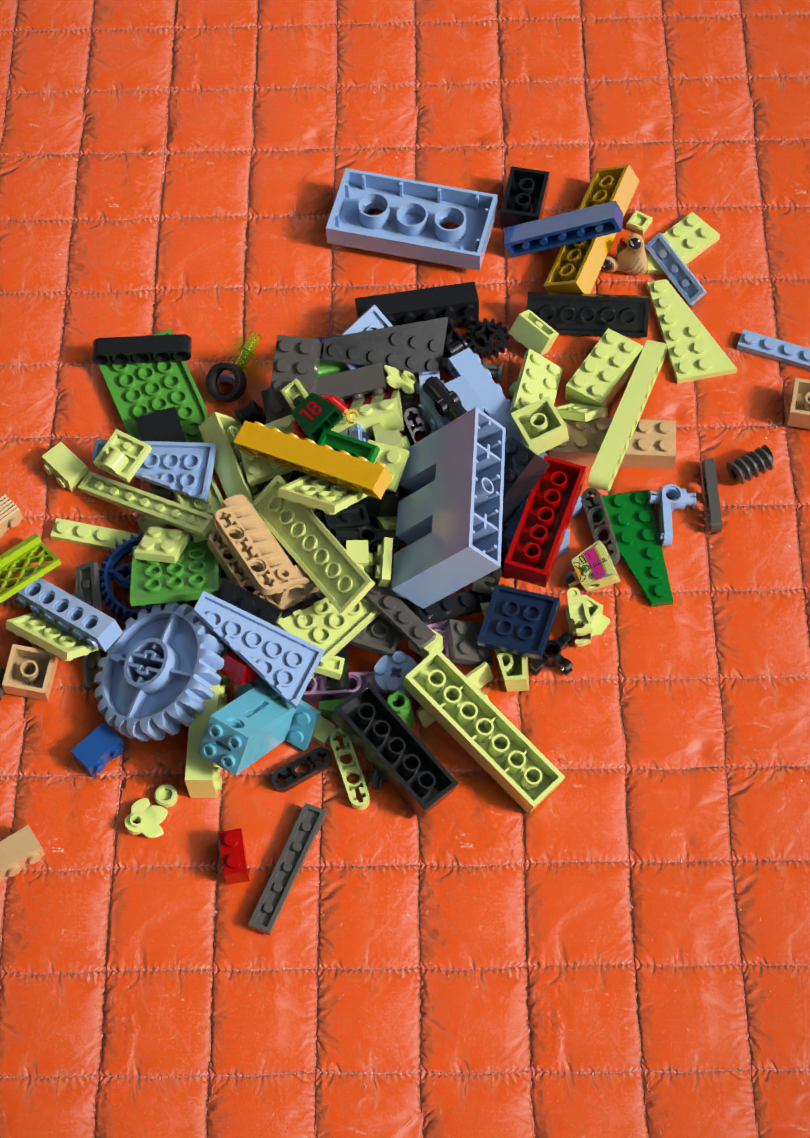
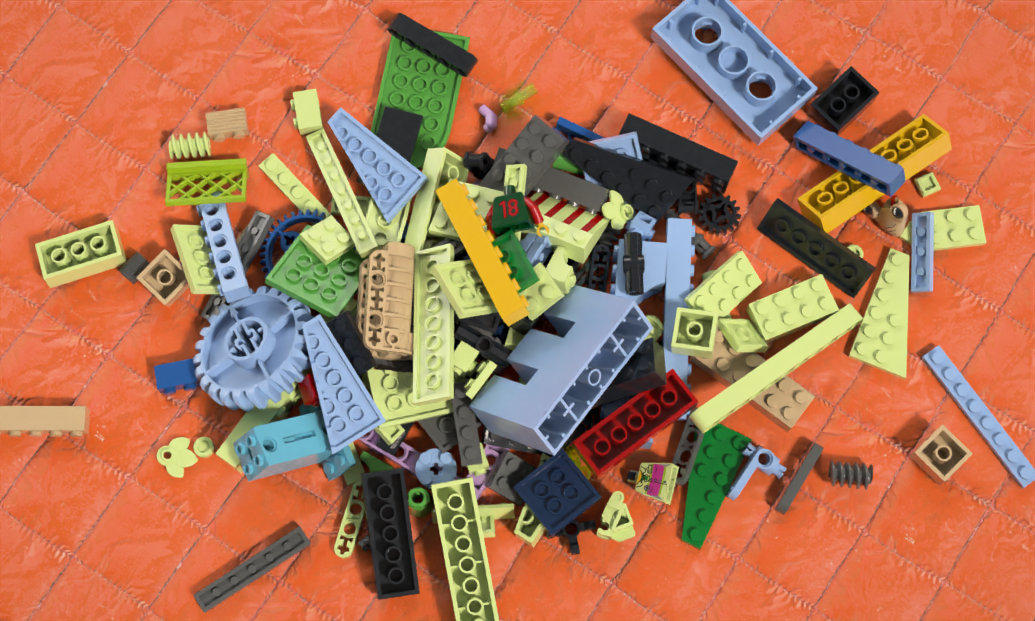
camera: 30 degrees right, 15 degrees up
(122, 455) = (349, 139): yellowish green plate -> none
(212, 379) = (468, 115): black tyre -> none
(234, 856) = (218, 533): red brick -> none
(304, 760) = (332, 491): black beam -> none
(533, 332) = (758, 236): yellowish green brick -> none

